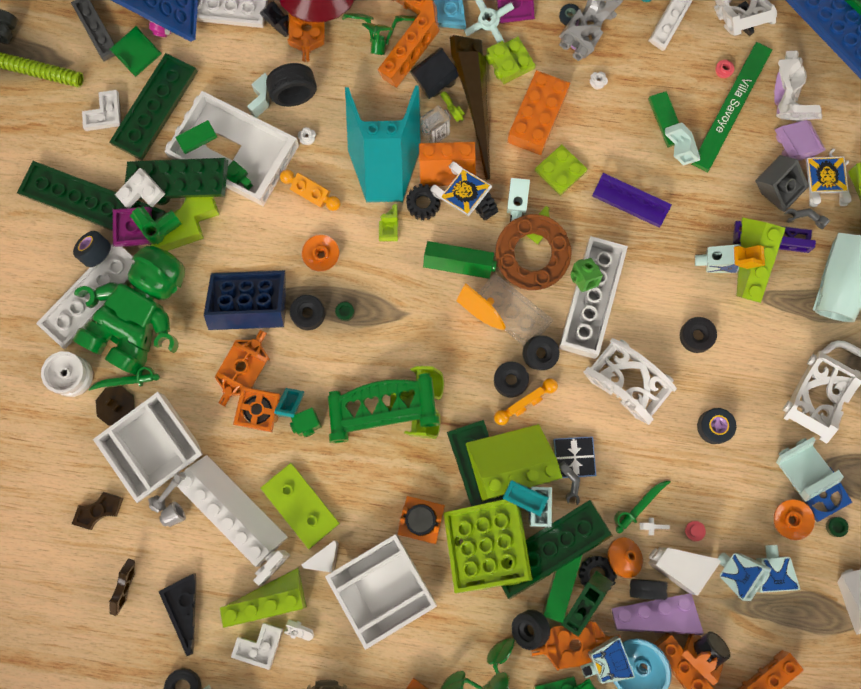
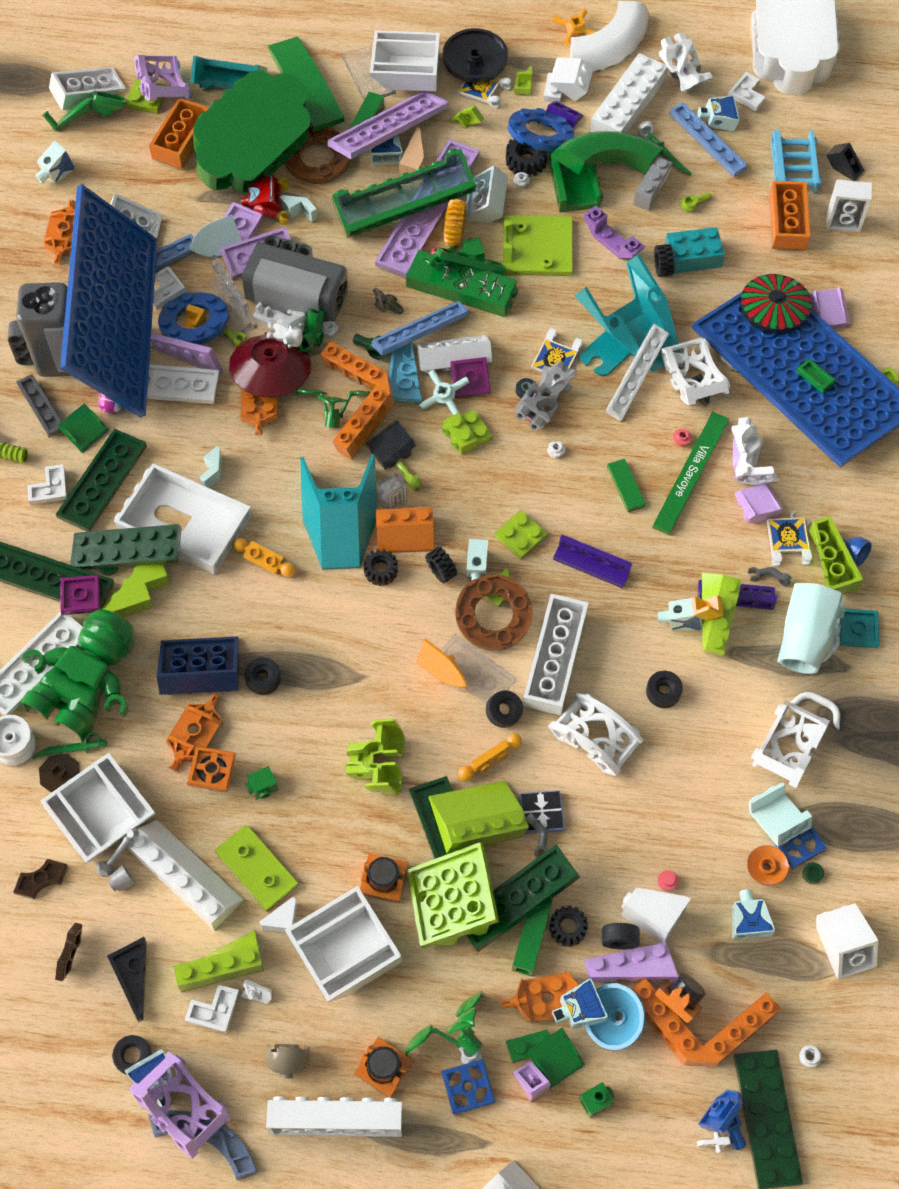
camera: 10 degrees left, 15 degrees down
(91, 249) = (38, 617): black wheel -> none
(140, 186) = (89, 553): white plate -> none
(147, 225) = (112, 592): green piece -> none
(196, 137) = (147, 507): green tile -> none
(238, 174) = (191, 544): green plate -> none
(274, 561) = (232, 918): white plate -> none
(276, 18) = (227, 394): black slope -> none
(289, 403) = (243, 764): teal slope -> none
(291, 84) = (245, 456): black tyre -> none
(307, 140) = (260, 510): white plate -> none
(320, 244) = (275, 610): orange dish -> none
(344, 311) = (301, 675): dark green tile -> none
(389, 225) = (346, 590): lime slope -> none
(421, 407) = (383, 759): green piece -> none
(459, 260) = (418, 621): green brick -> none
(464, 191) = (422, 553): flag -> none
(471, 68) = (428, 440): dark brown plate -> none
(500, 379) = (479, 726): black tyre -> none
(521, 633) = (489, 983): black tyre -> none
(525, 498) = (490, 841): teal tile -> none
(538, 112) = (496, 480): orange brick -> none
(546, 517) = (506, 854): light aqua torso -> none
(586, 274) = (546, 627): bright green brick -> none
(587, 603) = (557, 949): dark green slope -> none
(619, 558) = (596, 907): orange dish -> none
(638, 508) = (601, 868): green sword -> none
(651, 527) = (621, 877): white piece -> none
(685, 147) = (644, 509): light aqua slope -> none
(723, 424) = (688, 769): black wheel -> none
(743, 574) = (717, 917): torso -> none
(782, 182) = (743, 542): dark grey slope -> none

